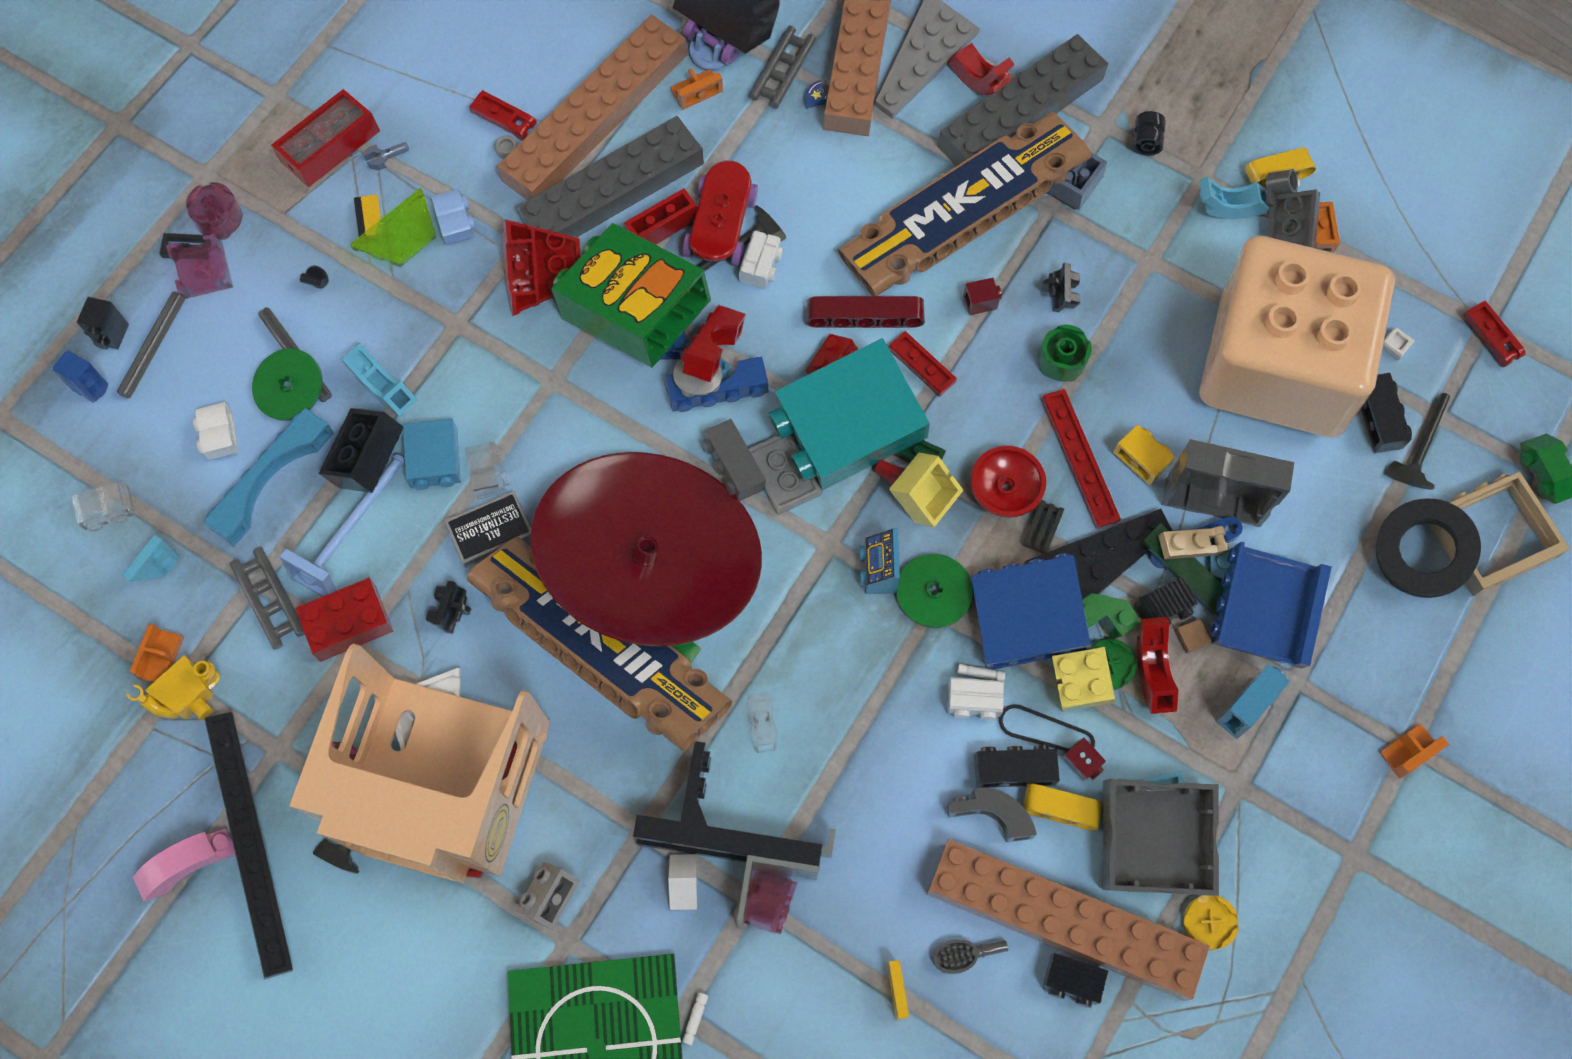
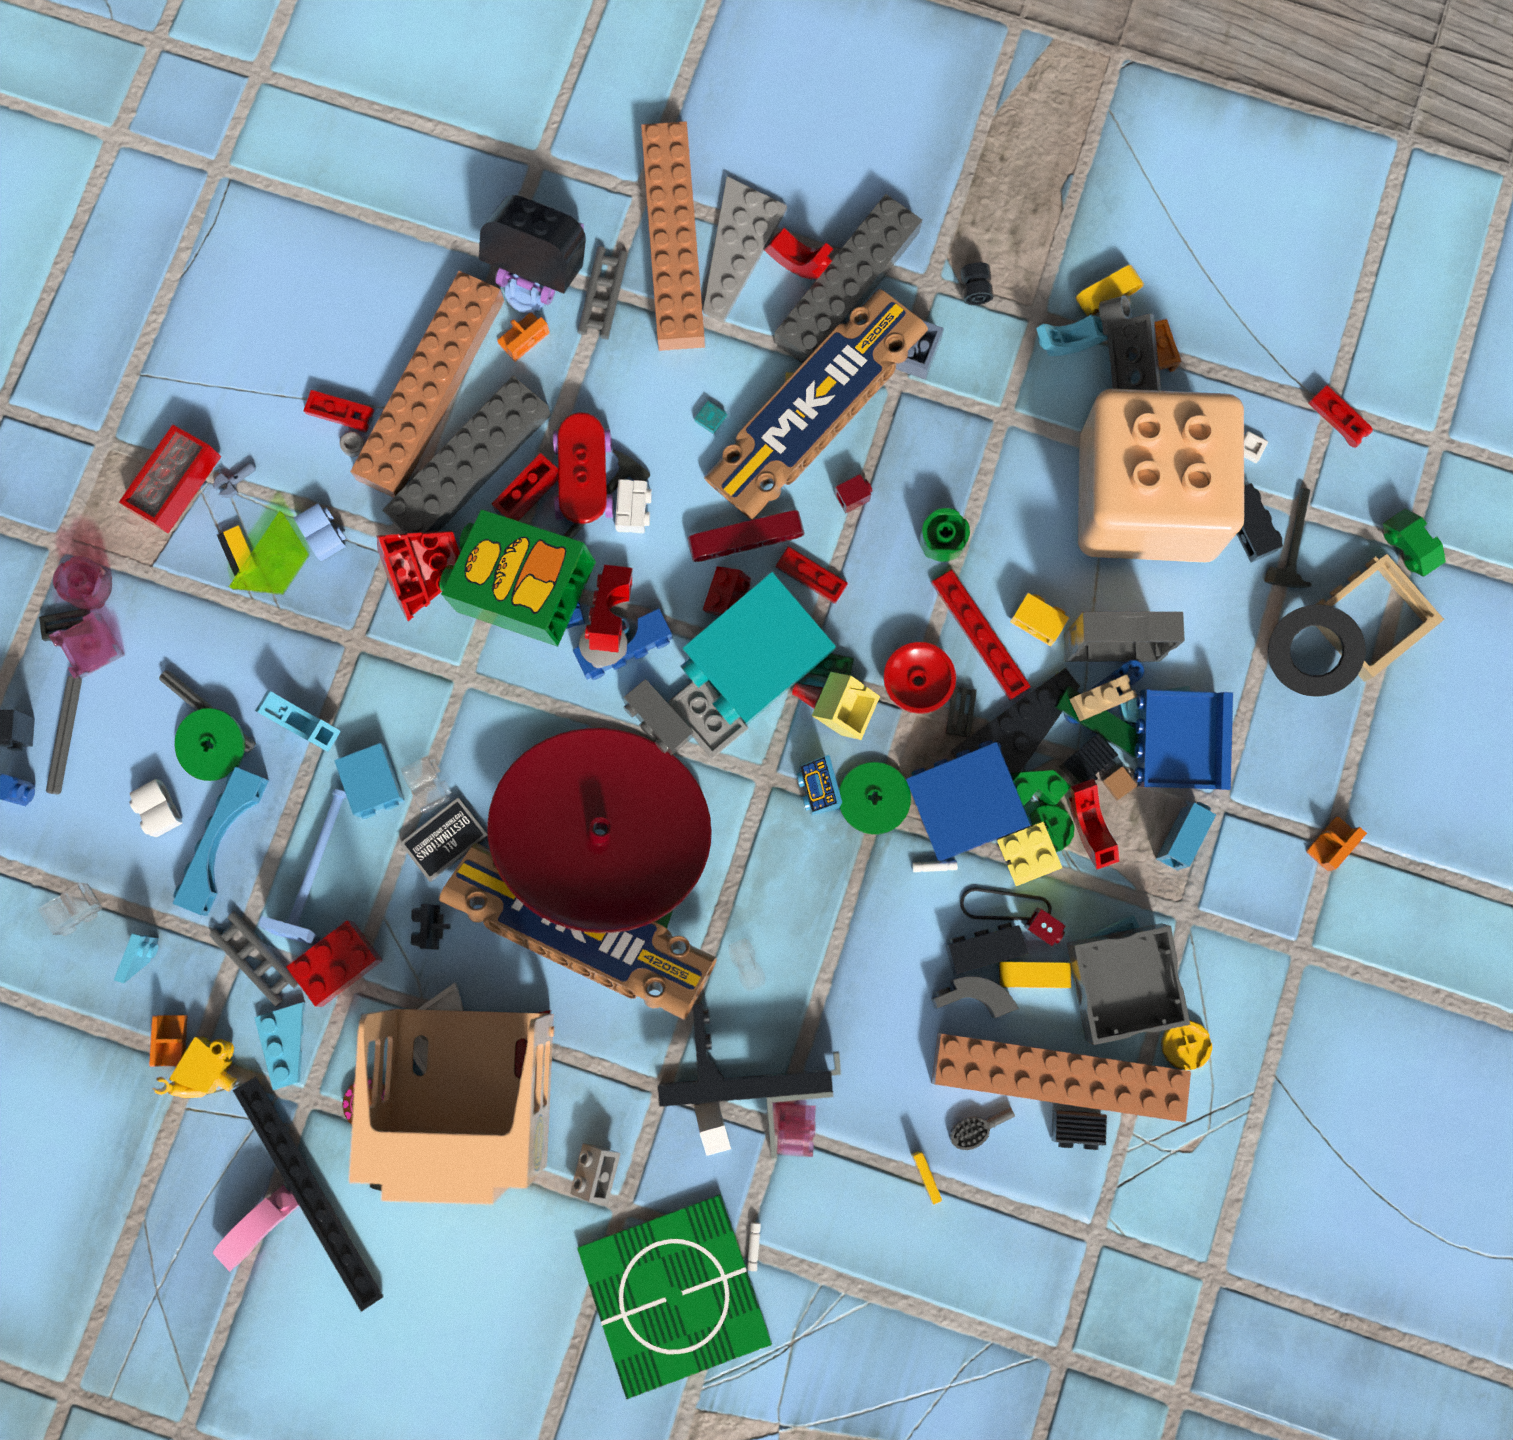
camera: 15 degrees left, 10 degrees up
(267, 687) = (281, 1044): none -> medium azure wing
(315, 276) = (203, 628): black plate -> none
(361, 450) = (302, 796): black brick -> none
(816, 95) = (643, 316): blue tile -> none
(858, 198) = (710, 417): none -> teal tile
(975, 698) = (935, 893): white brick -> none
(1059, 287) = (925, 466): black hips -> none

